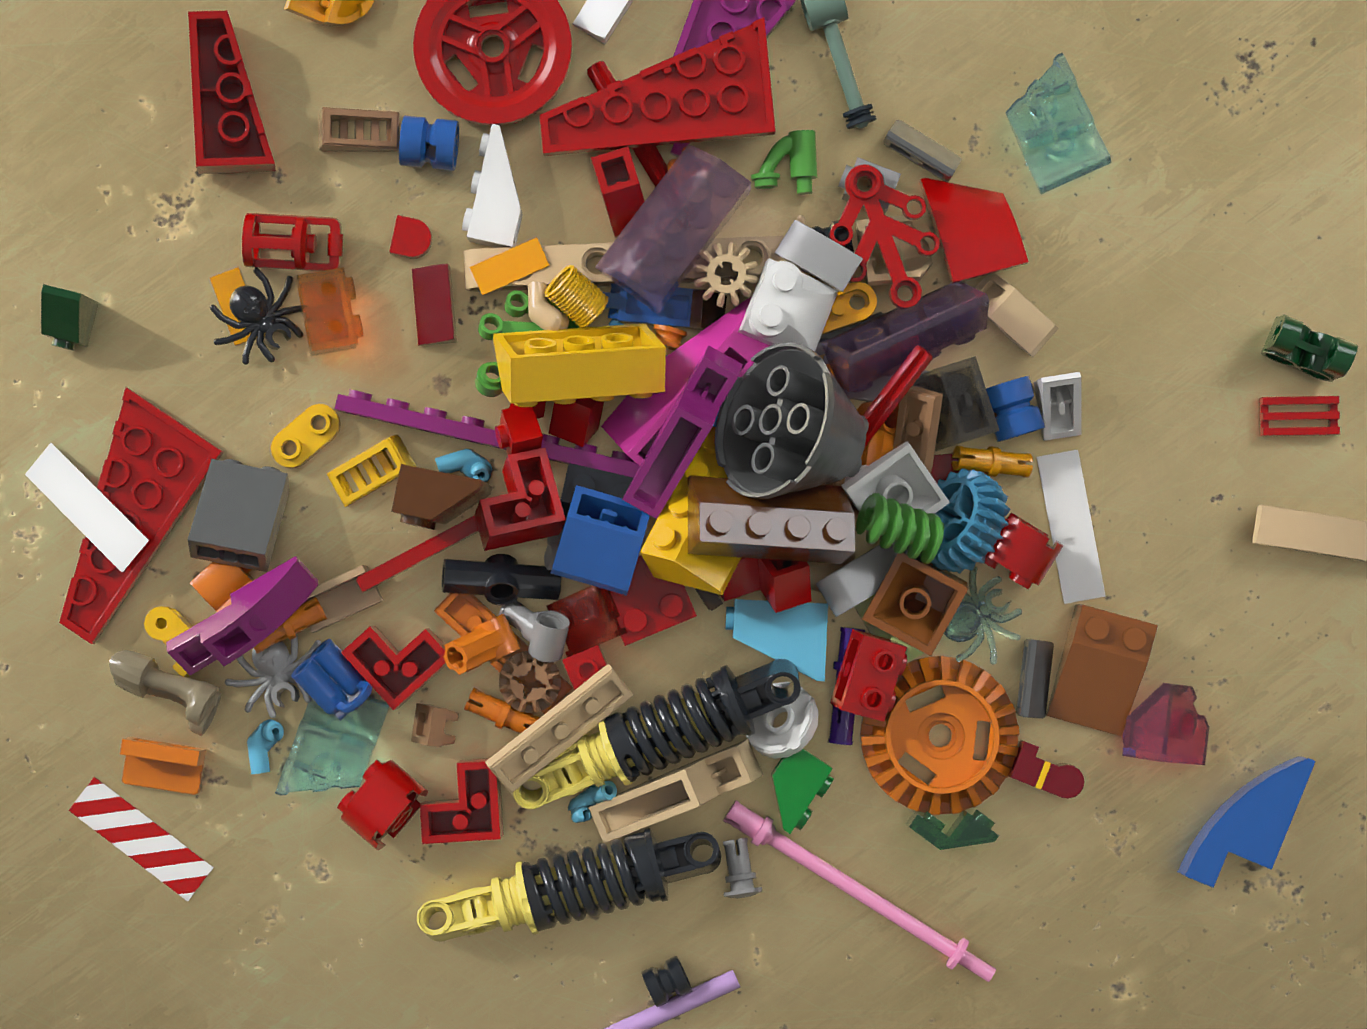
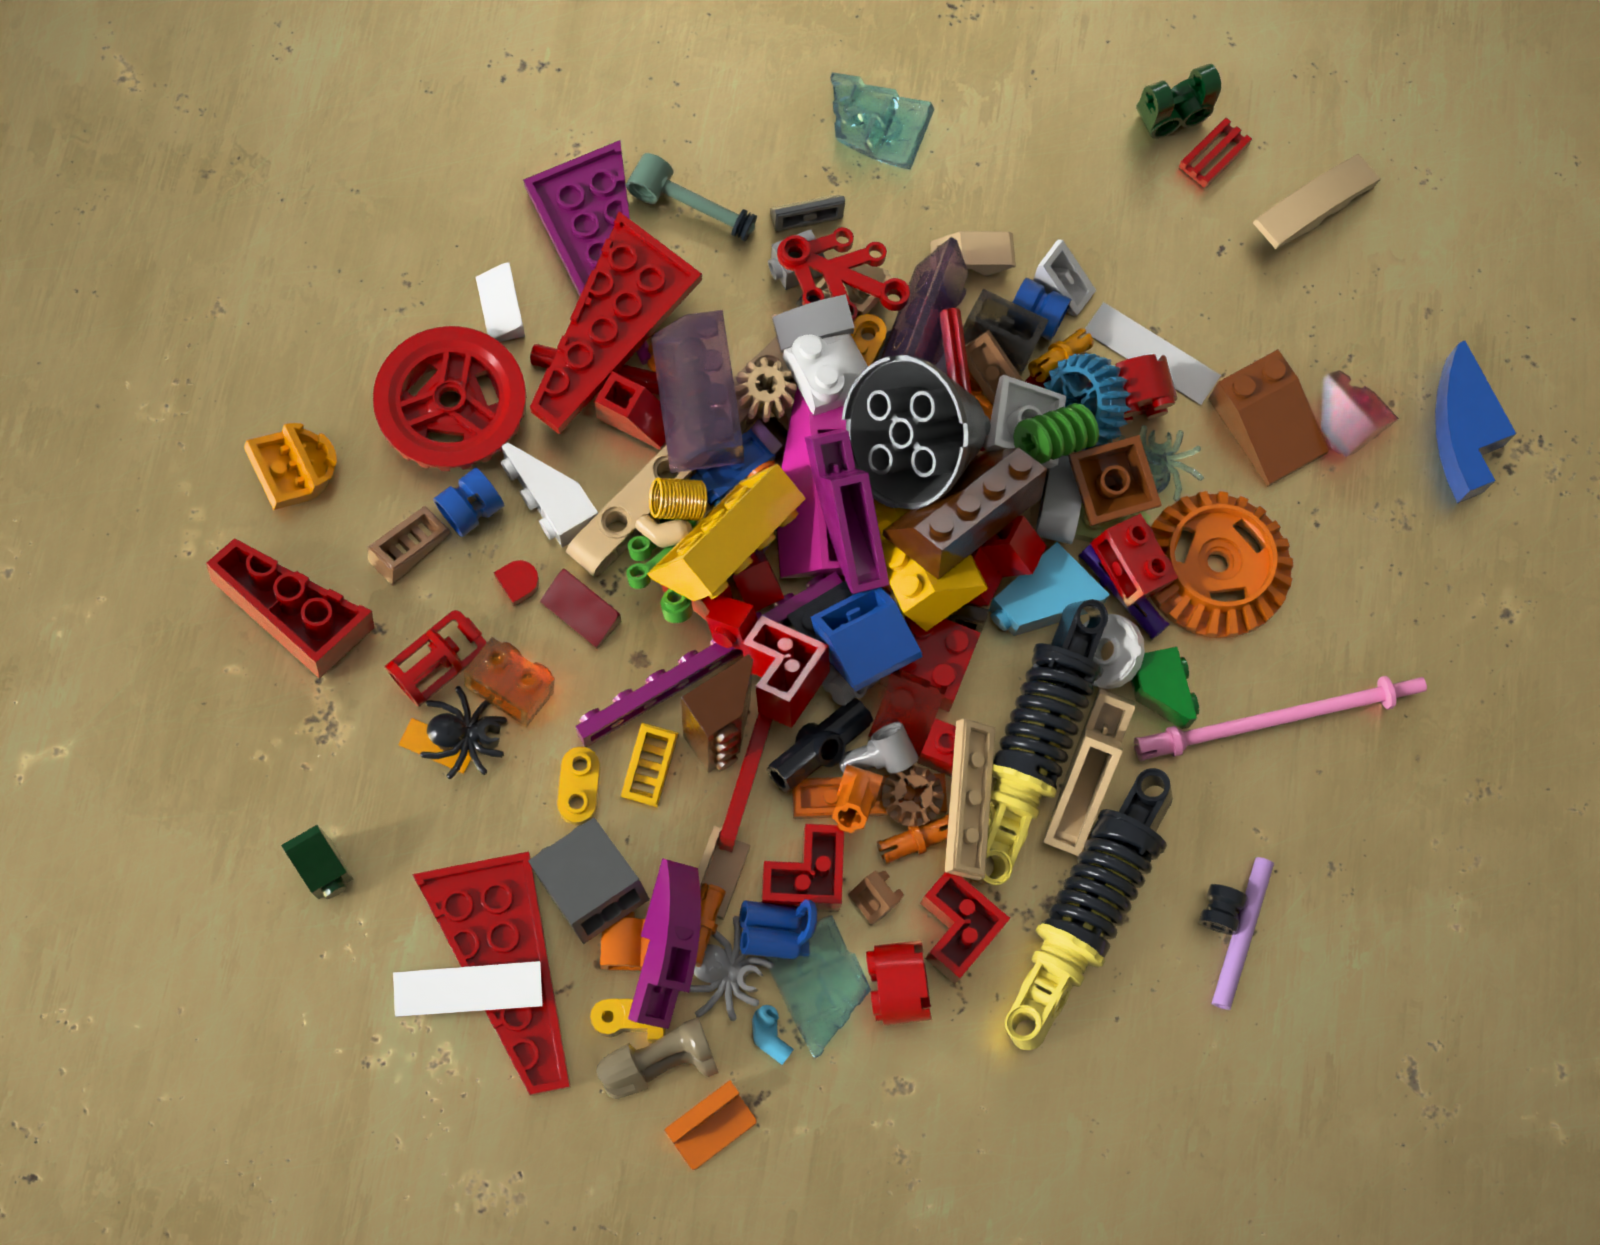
camera: 50 degrees left, 15 degrees down
(140, 839) = (748, 1199): sticker -> none
(509, 266) = (609, 526): light orange sticker -> none
(593, 795) = (1037, 831): medium azure arm -> none
(739, 870) = (1189, 783): light grey pin -> none
(803, 162) = (729, 280): bright green plant -> none
(965, 831) = (1300, 606): clear green slope -> none
(973, 229) = (898, 220): red slope -> none
(1034, 678) = (1234, 468): dark grey slope -> none
(1058, 779) = (1311, 519): dark red leg -> none

